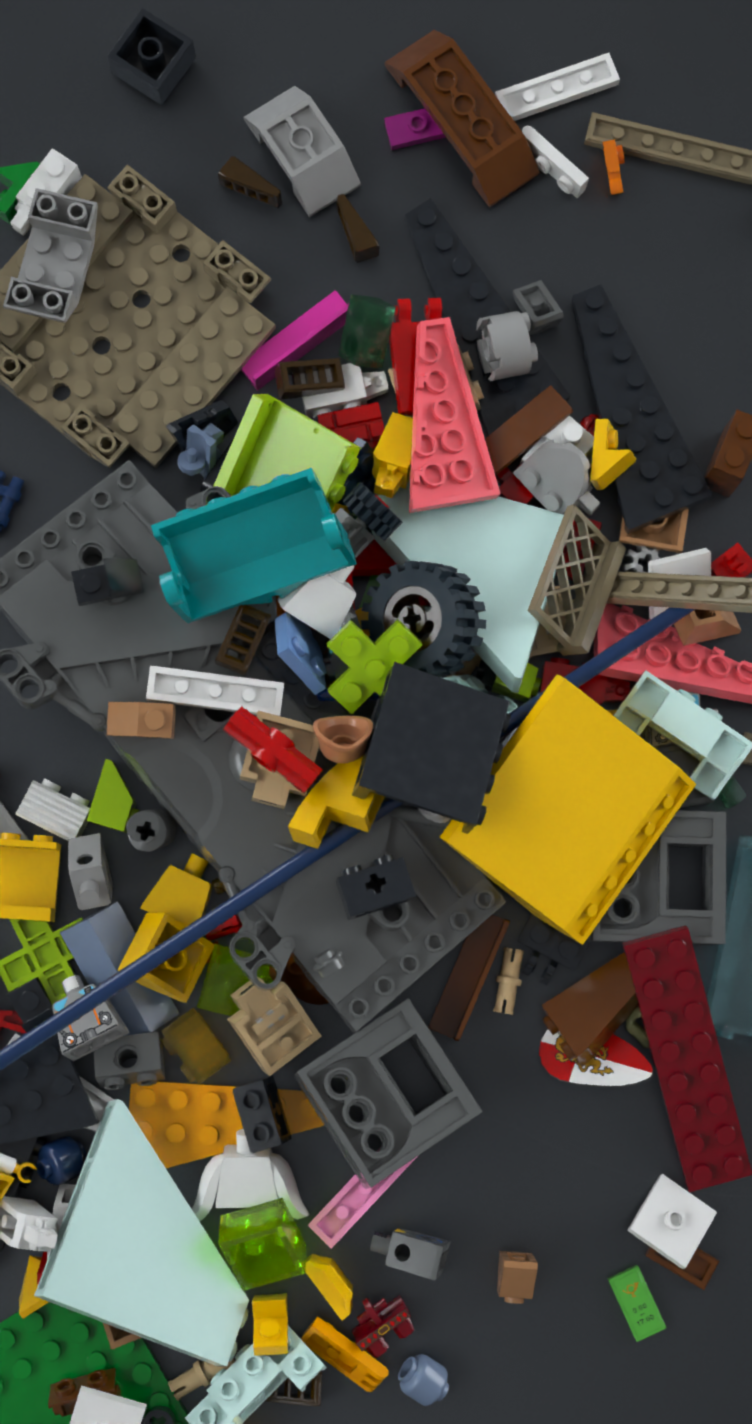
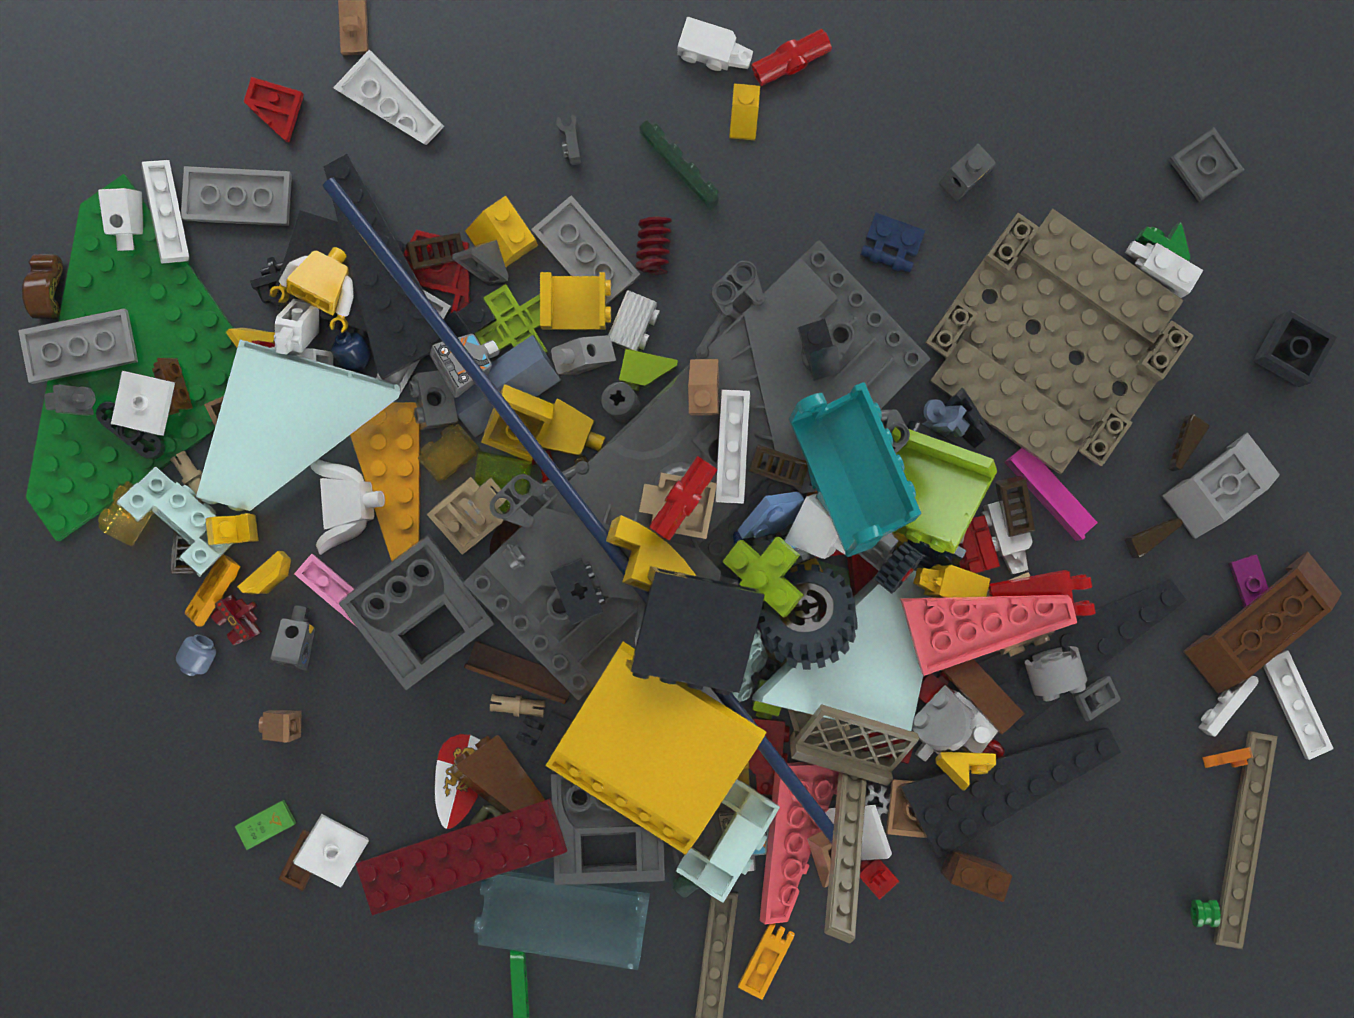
camera: 90 degrees right, 5 degrees up
(54, 256) = (1103, 280): light grey slope -> none
(262, 1114) = (395, 510): black bracket -> none
(262, 1244) = (293, 518): clear neon green piece -> none
(343, 737) = (698, 555): nougat helmet -> none
(366, 331) = (1060, 552): clear green brick -> none

